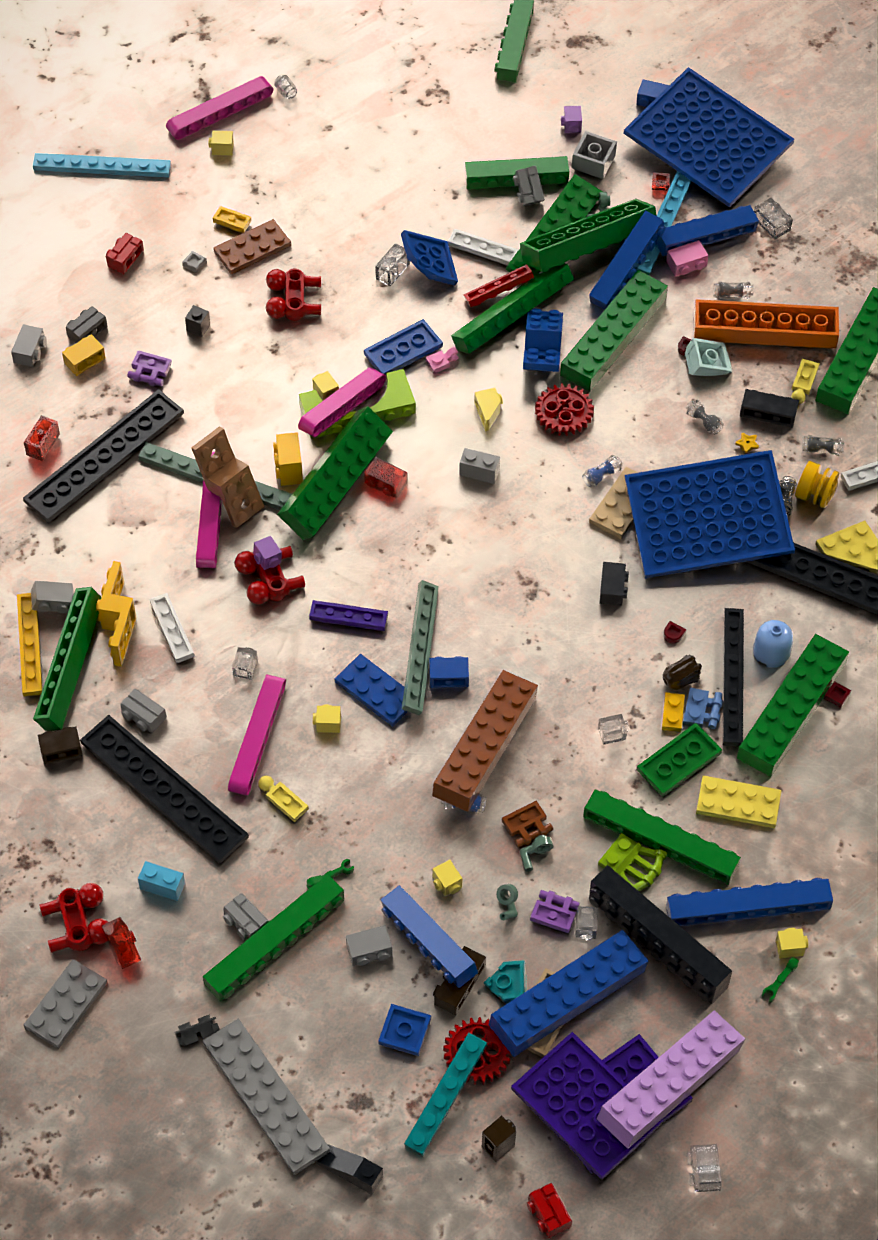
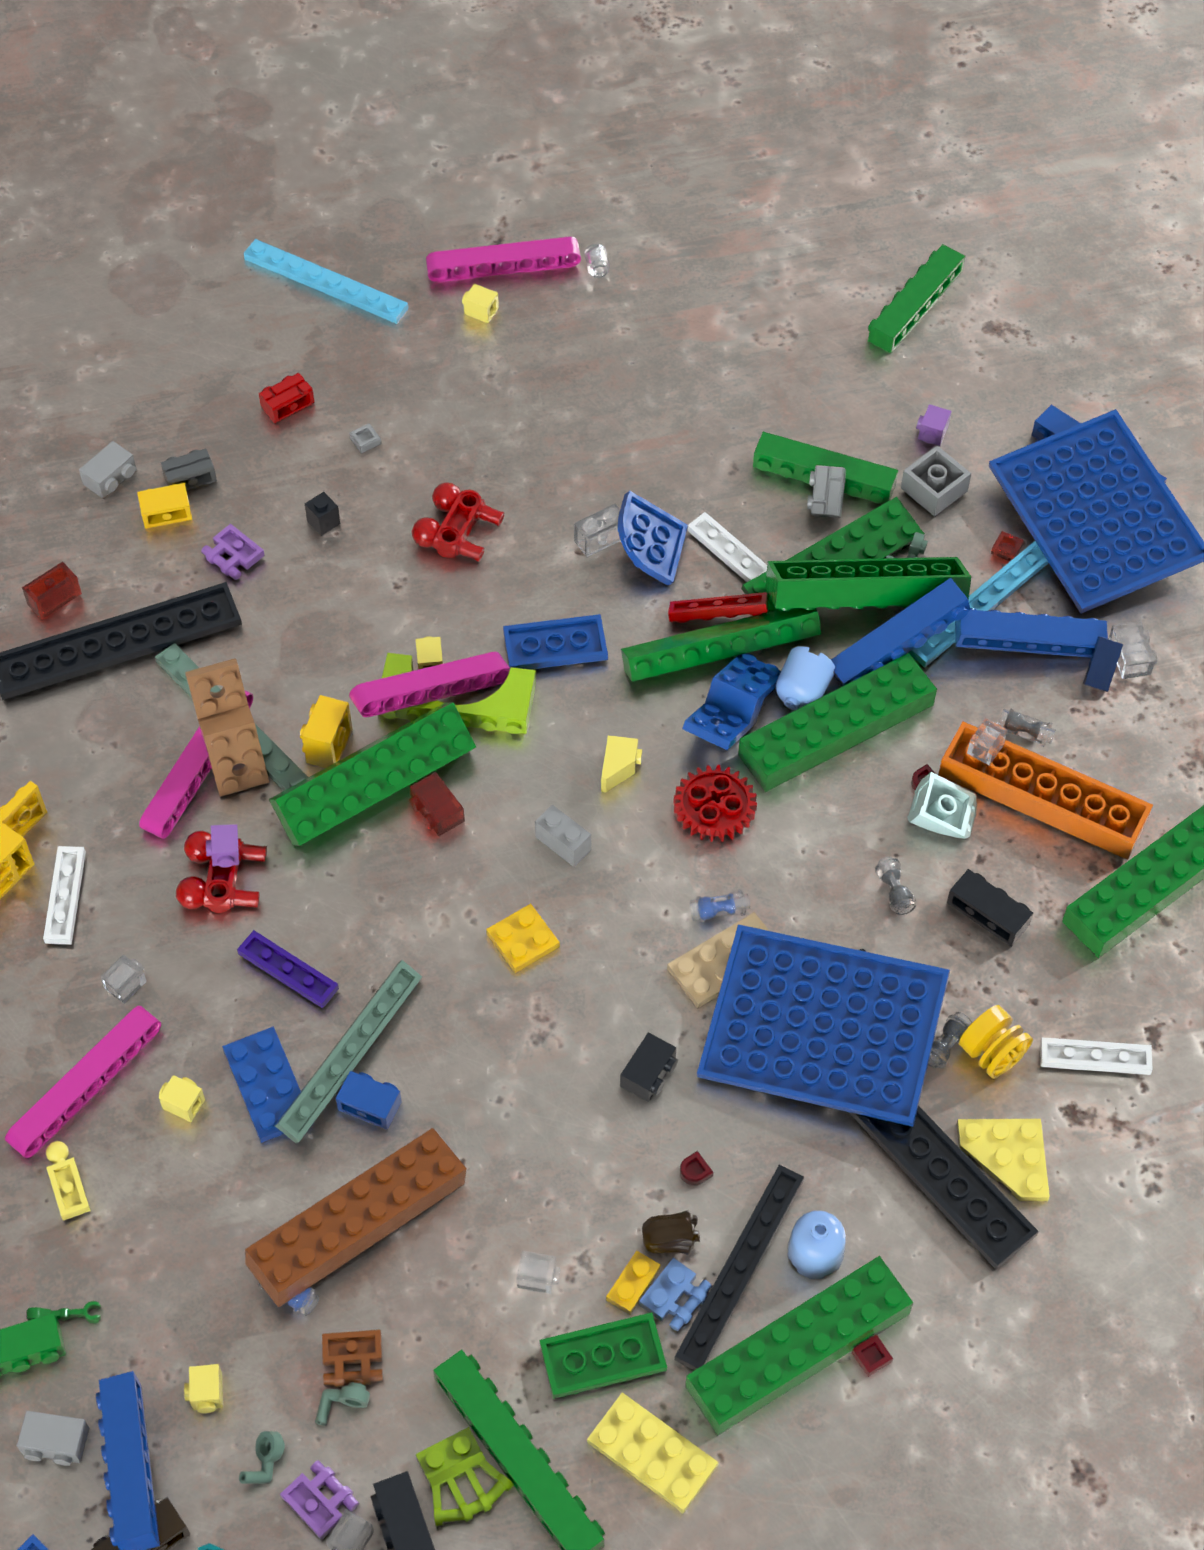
camera: 25 degrees right, 0 degrees up
(232, 219) = (438, 401): yellow plate -> none
(252, 246) = (445, 444): plate -> none
(440, 361) = (592, 676): bright pink plate -> none
(488, 538) = (523, 938): none -> yellow plate
(579, 309) = (803, 677): none -> light blue cylinder
(687, 258) = (987, 661): bright pink brick -> none
(719, 305) = (987, 741): none -> clear brick
(747, 447) = (936, 950): yellow plate -> none
(760, 233) = (1102, 664): none -> dark blue tile
(804, 379) = (1059, 887): light yellow plate -> none
(816, 444) = (1027, 983): clear piece -> none

